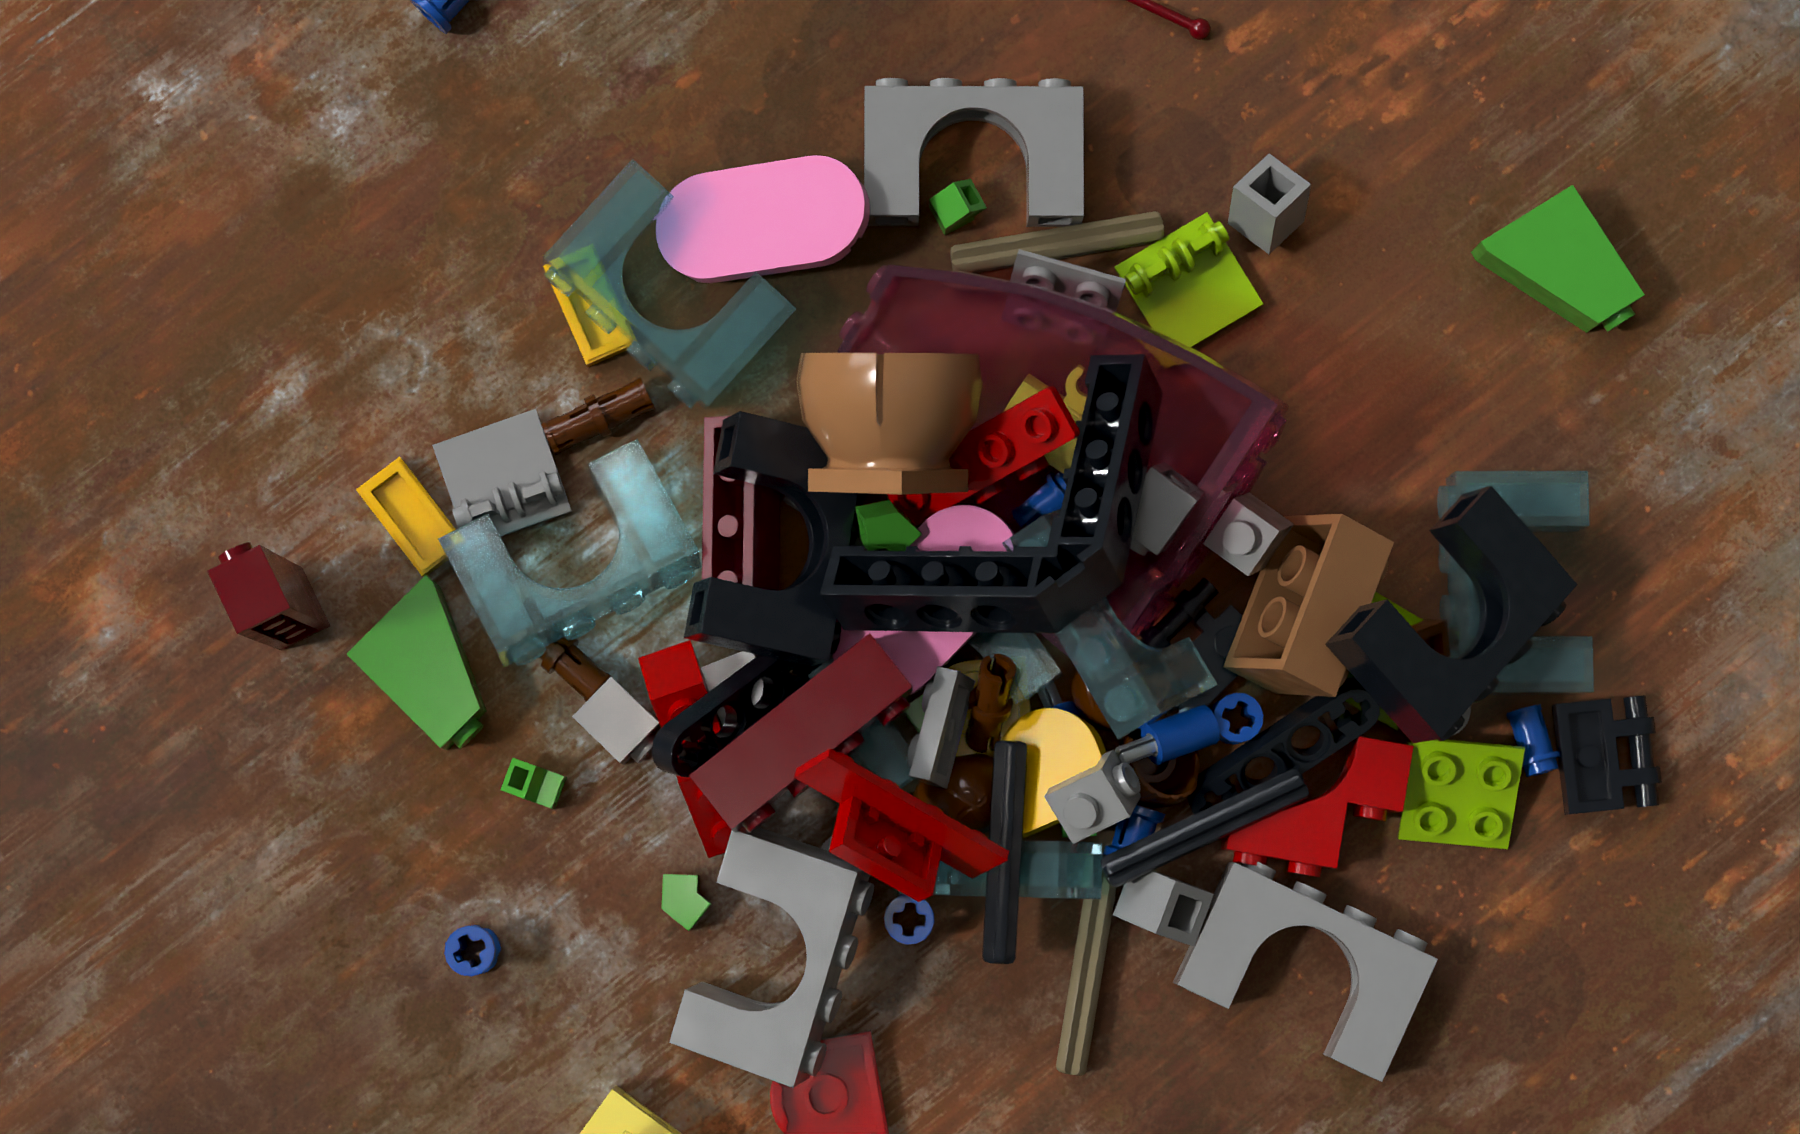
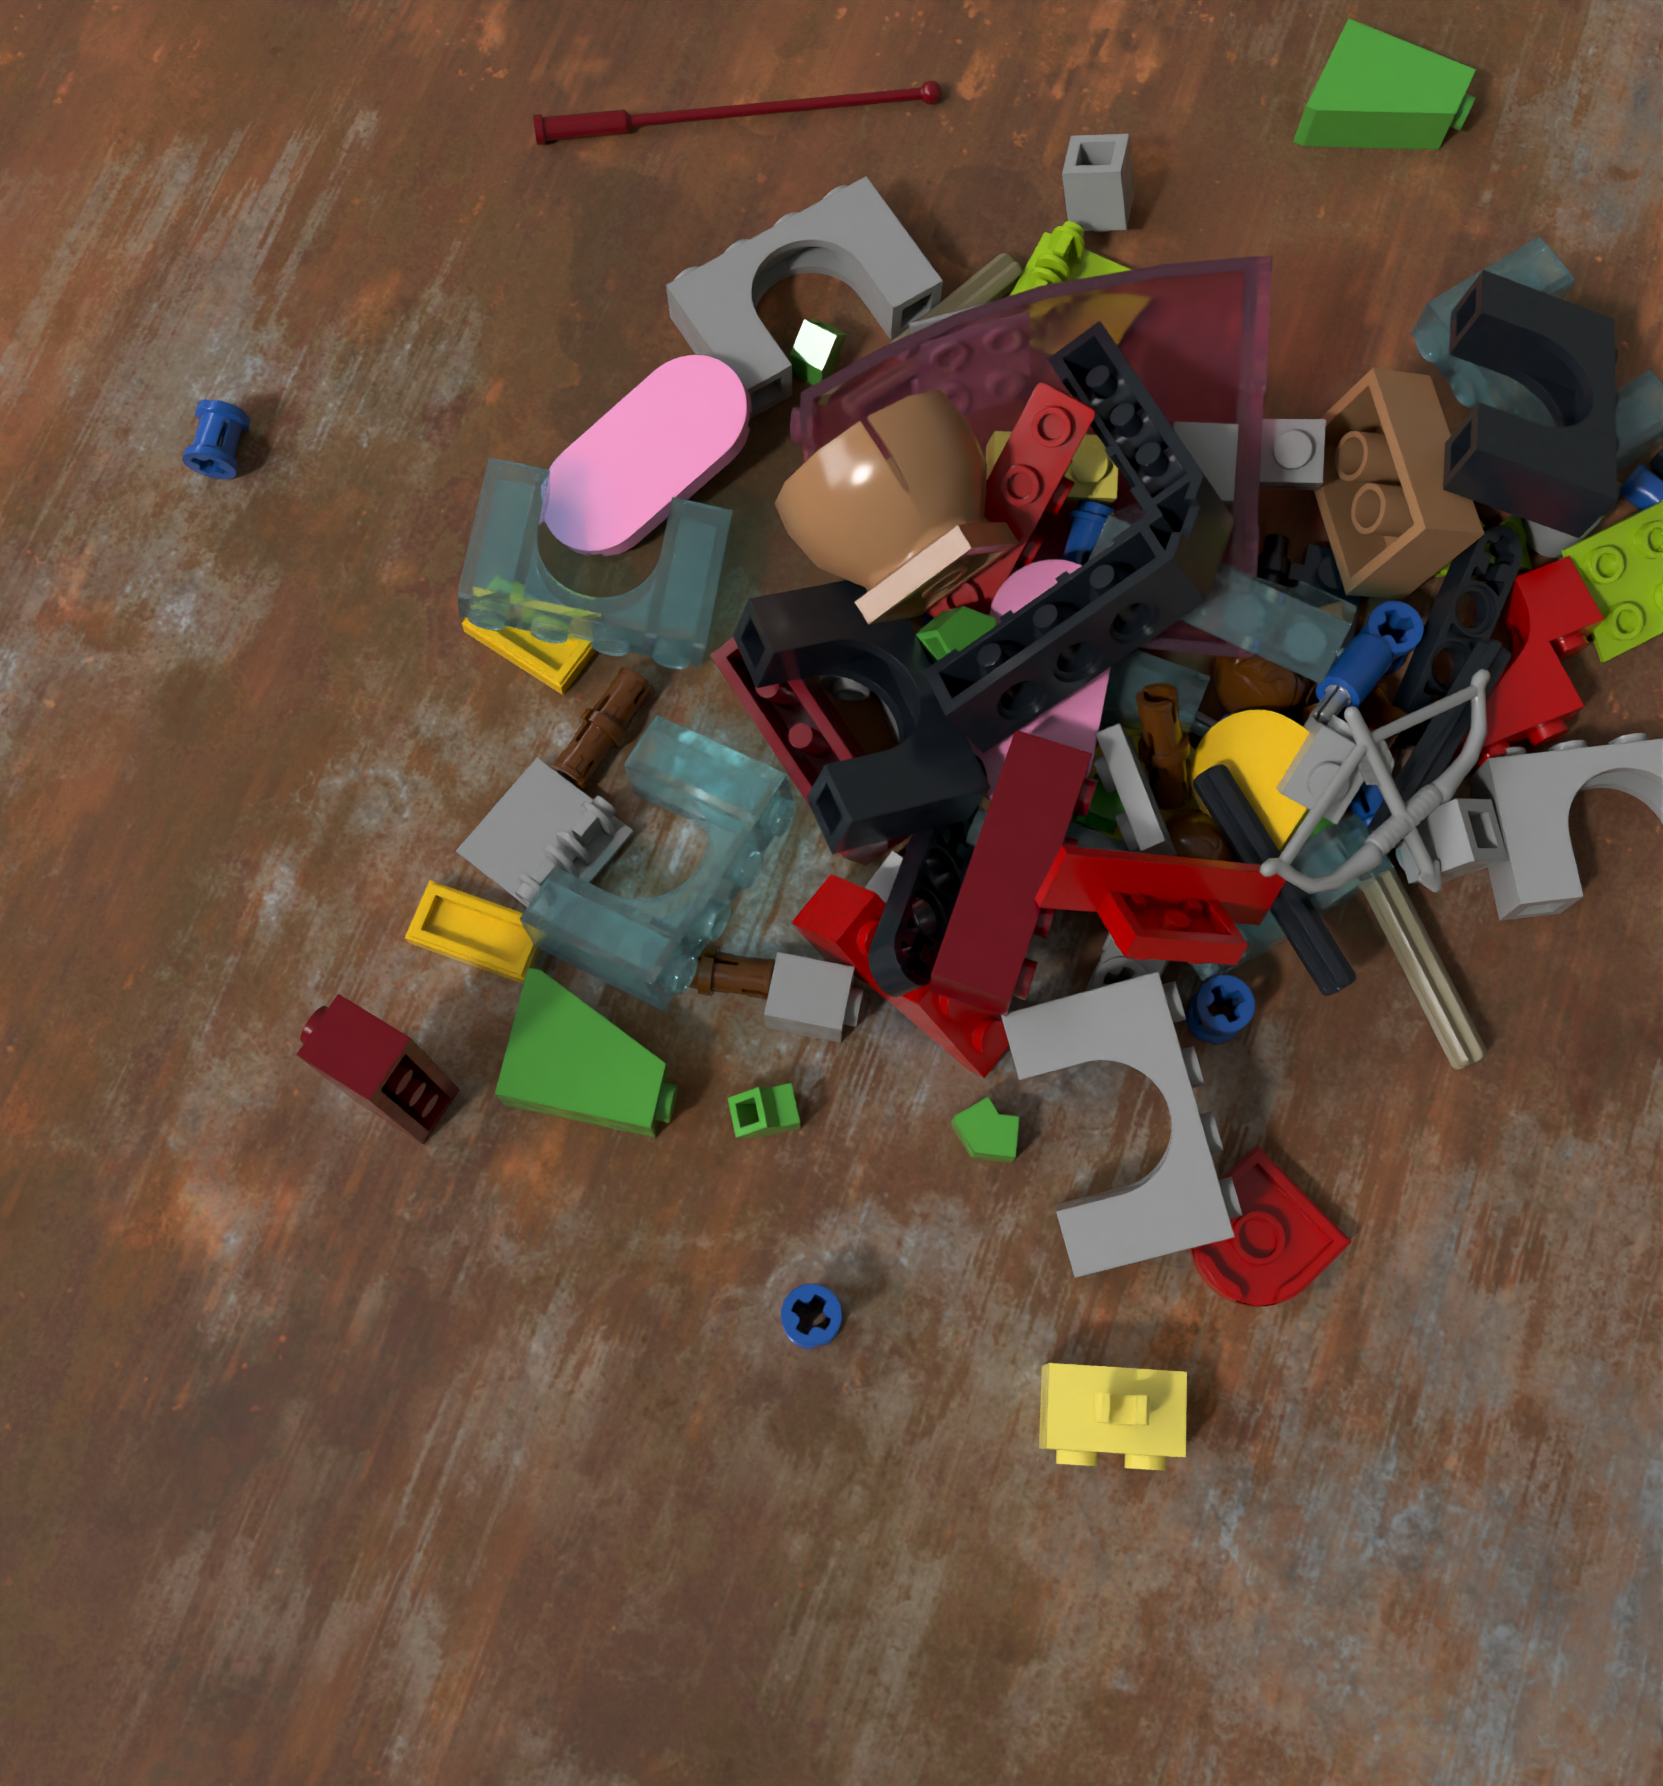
camera: 30 degrees left, 10 degrees down
(1121, 821) = (1376, 765): none -> light grey piece

